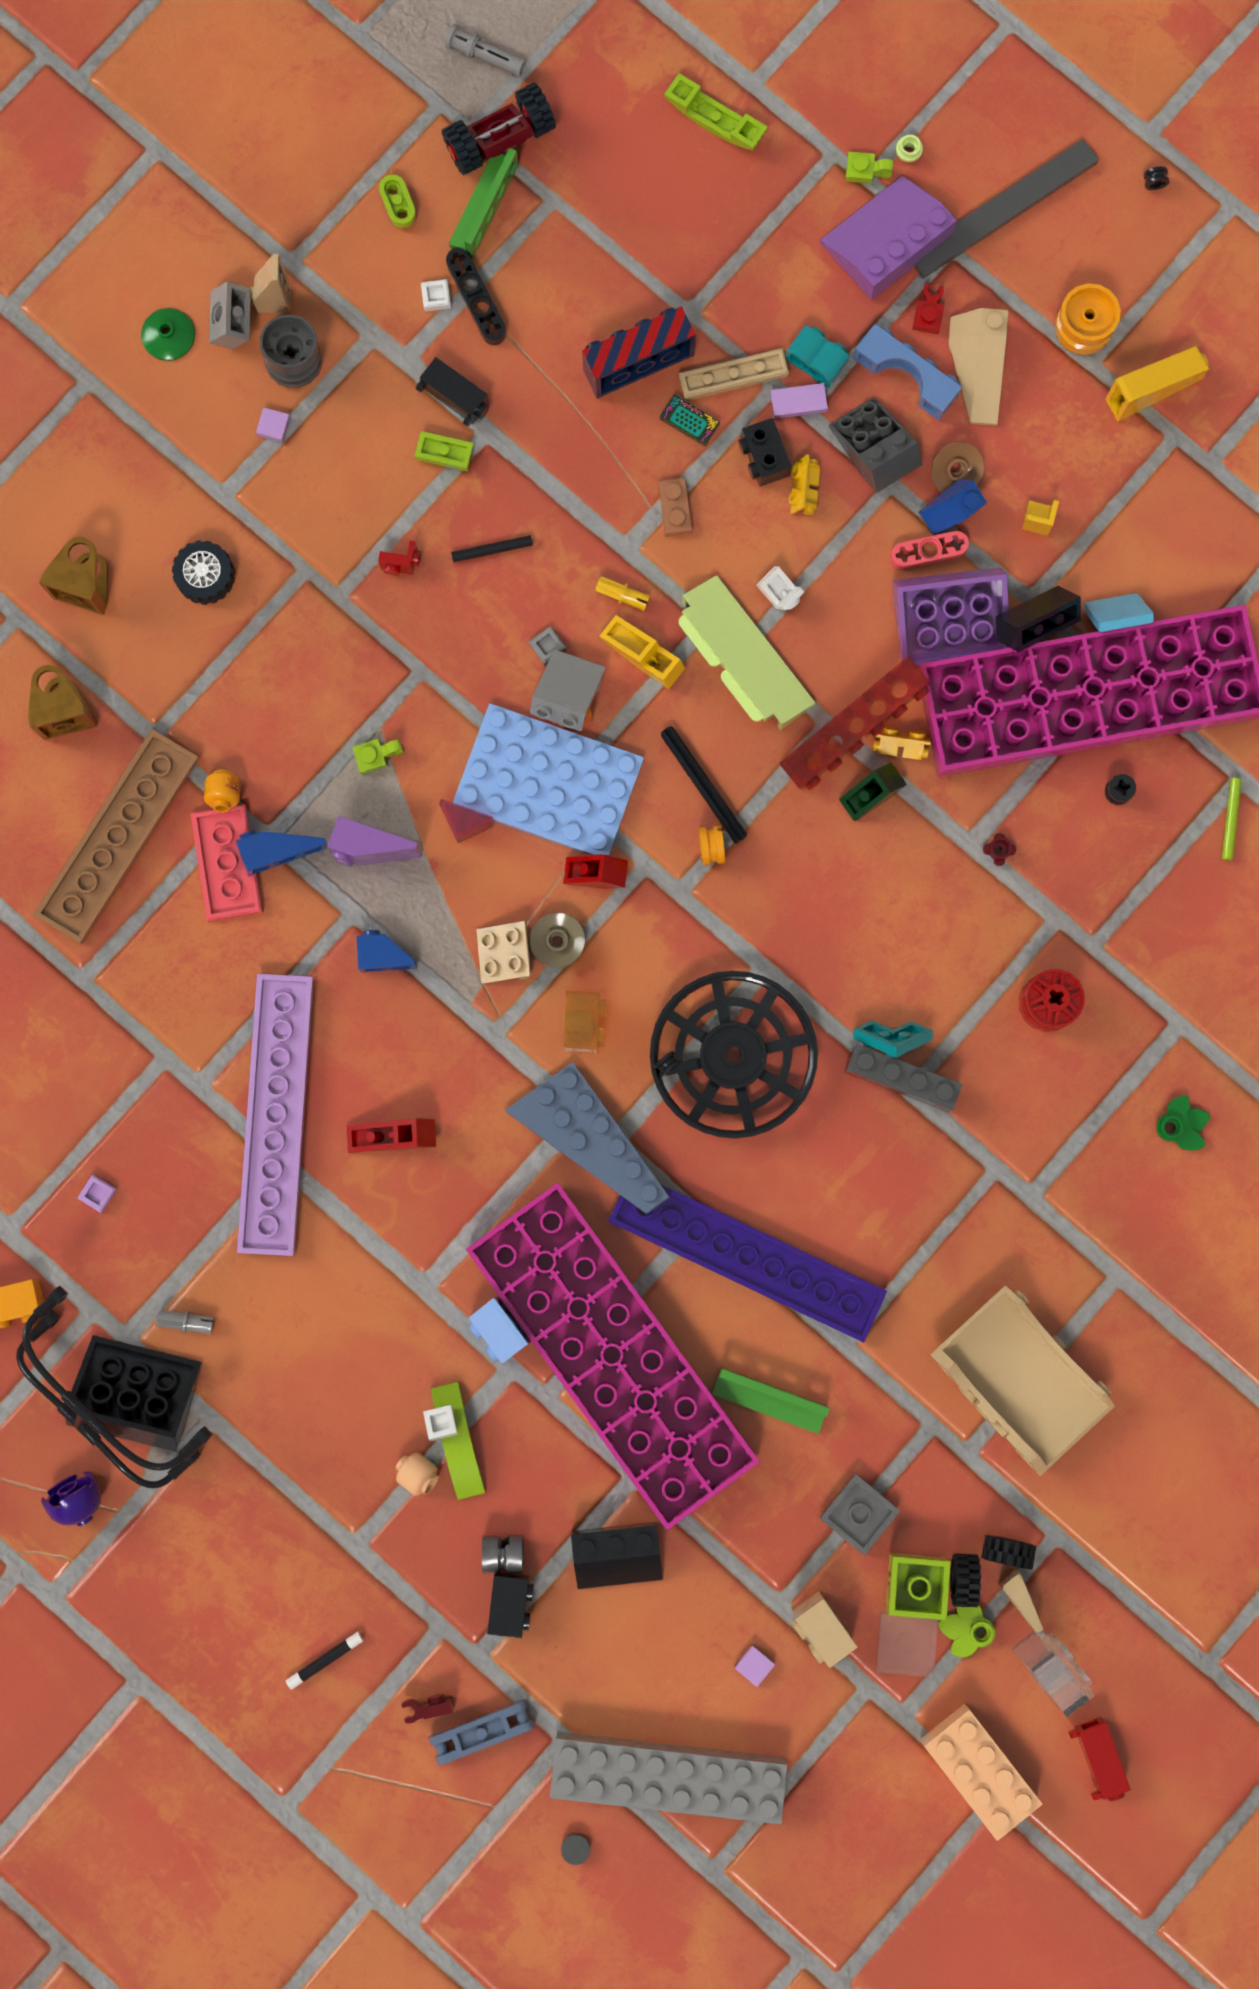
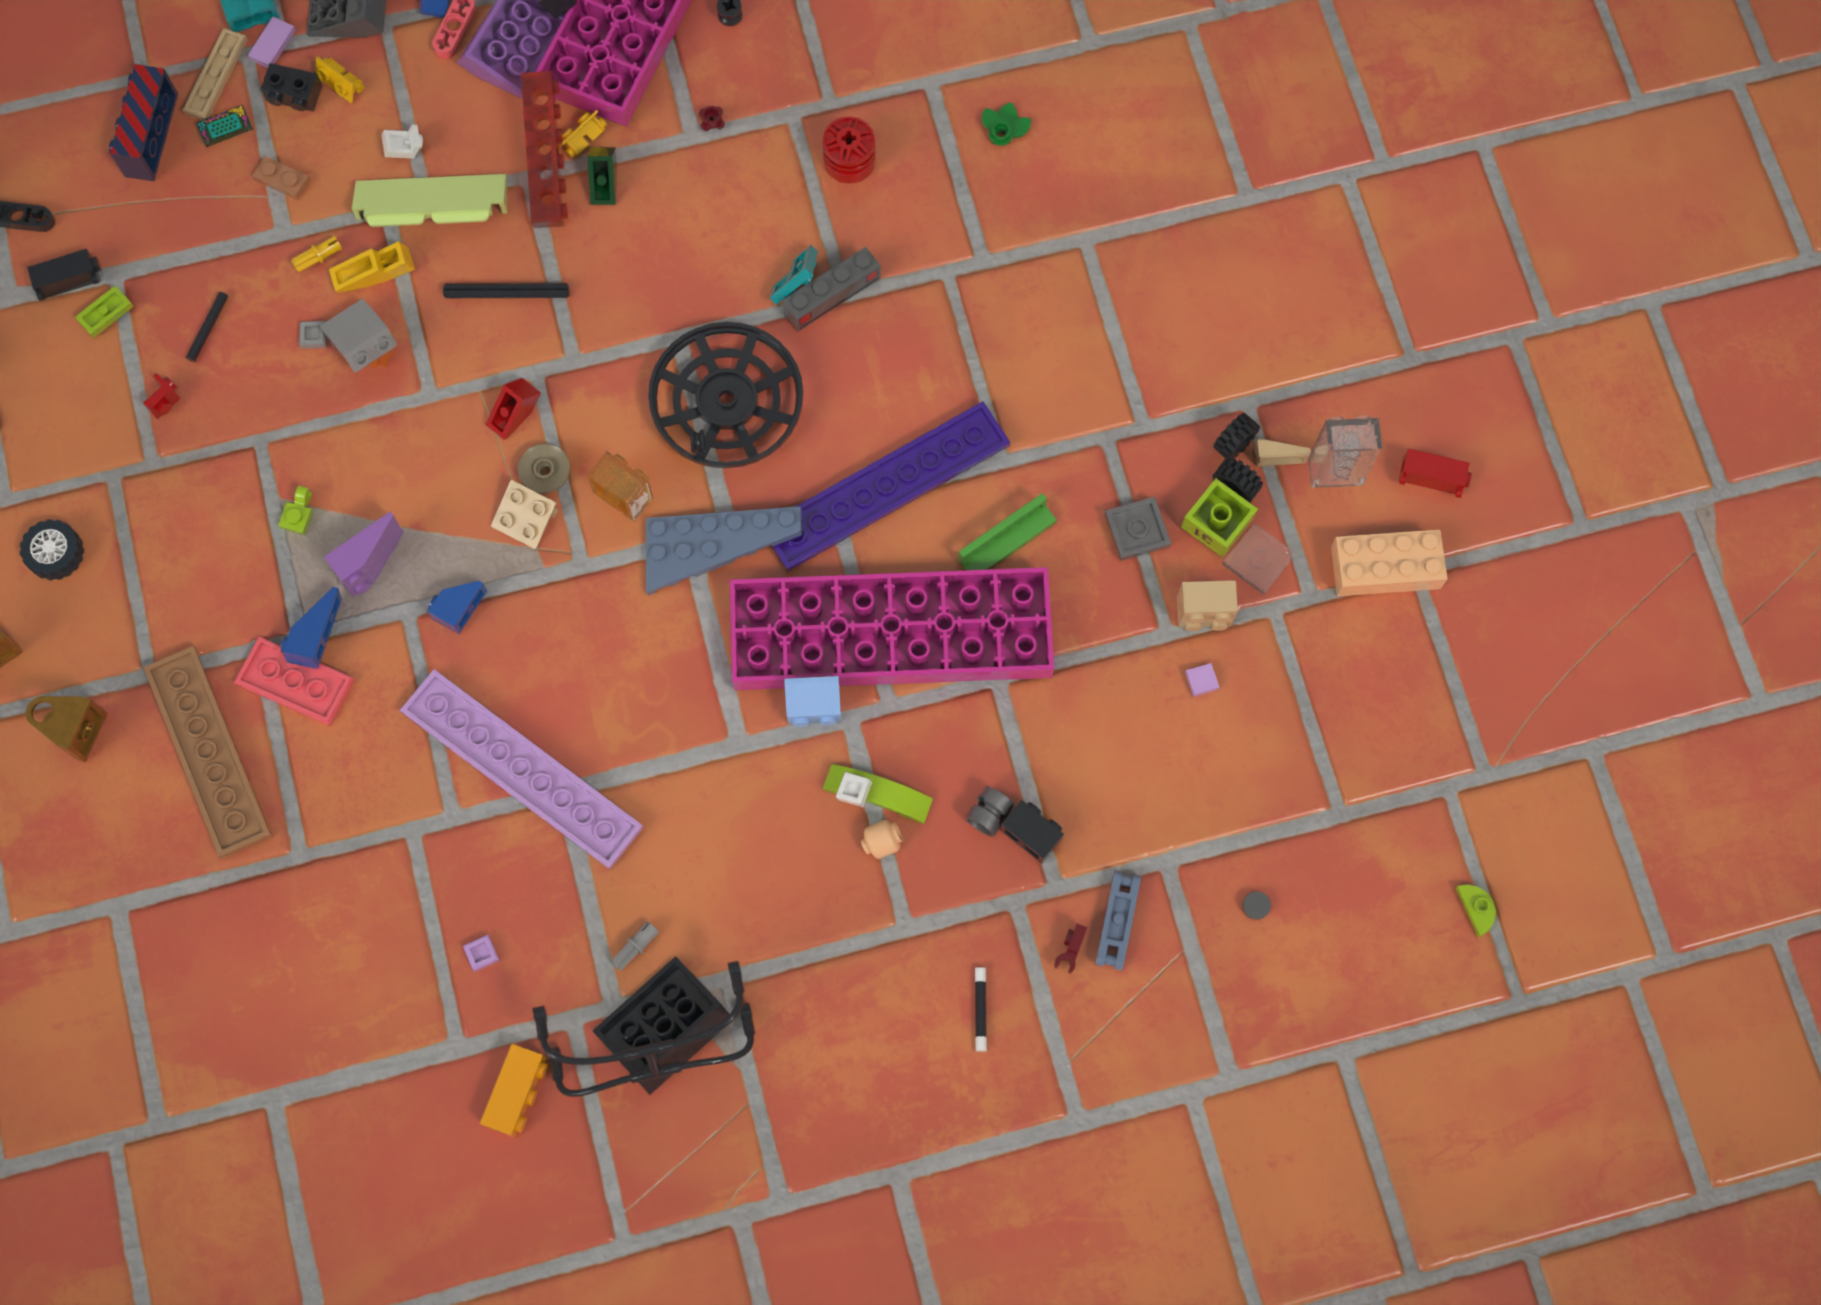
camera: 60 degrees left, 10 degrees down
(73, 1500) = (715, 1127): dark purple cylinder -> none
(222, 790) = (235, 644): light orange head -> none
(391, 1135) = (602, 689): red slope -> none
(465, 821) = (399, 478): clear pink slope -> none
(548, 781) = (416, 400): light blue plate -> none
(616, 1555) = (1049, 727): black slope -> none
(668, 1778) = (1245, 796): light grey brick -> none
(711, 845) = (556, 310): light orange wheel -> none
(962, 1629) = (1273, 511): lime plate -> none
(1023, 1380) = (1115, 347): tan panel -> none

